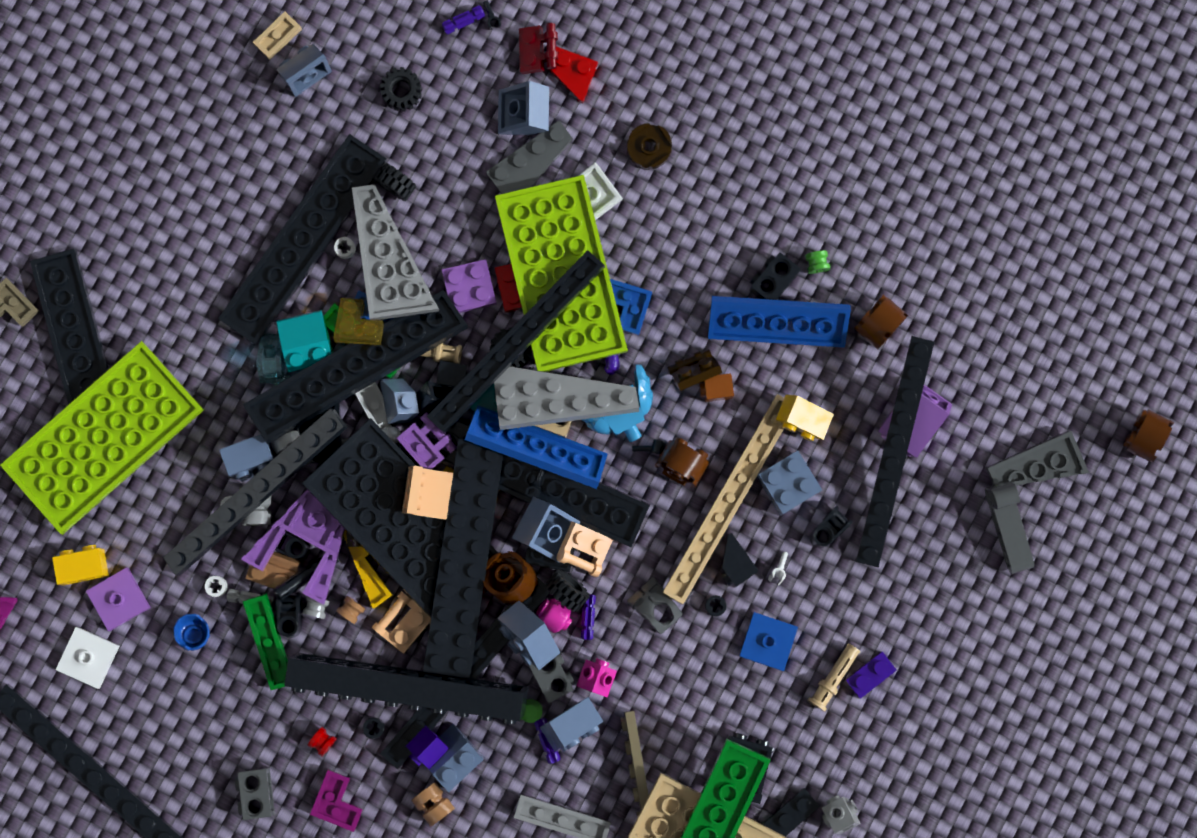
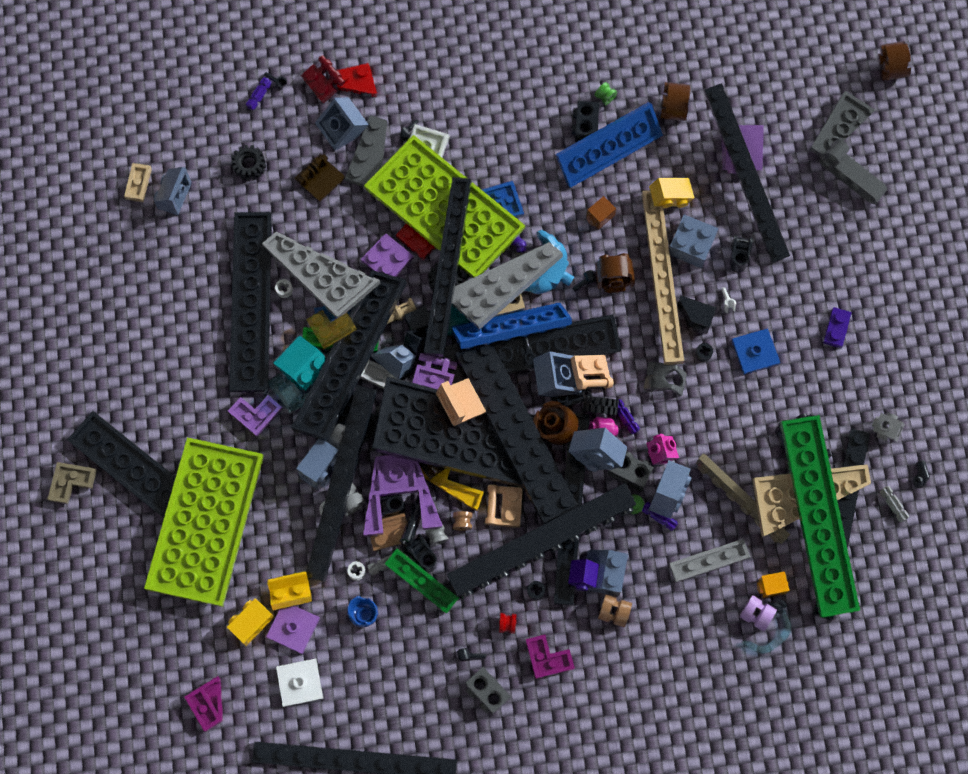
camera: 35 degrees left, 10 degrees down
(137, 562) = (289, 590): none -> yellow bracket
(224, 365) = (255, 419): none -> medium lavender plate
(260, 742) = (463, 654): none -> black hand
(394, 181) = (288, 221): black tyre -> none
(461, 153) = (320, 177): none -> dark brown hinge
(581, 163) = (405, 132): none -> black hand
(636, 143) = (446, 102): dark brown plate -> none
(694, 369) = (577, 210): dark brown plate -> none
(828, 687) = (816, 353): tan pin -> none

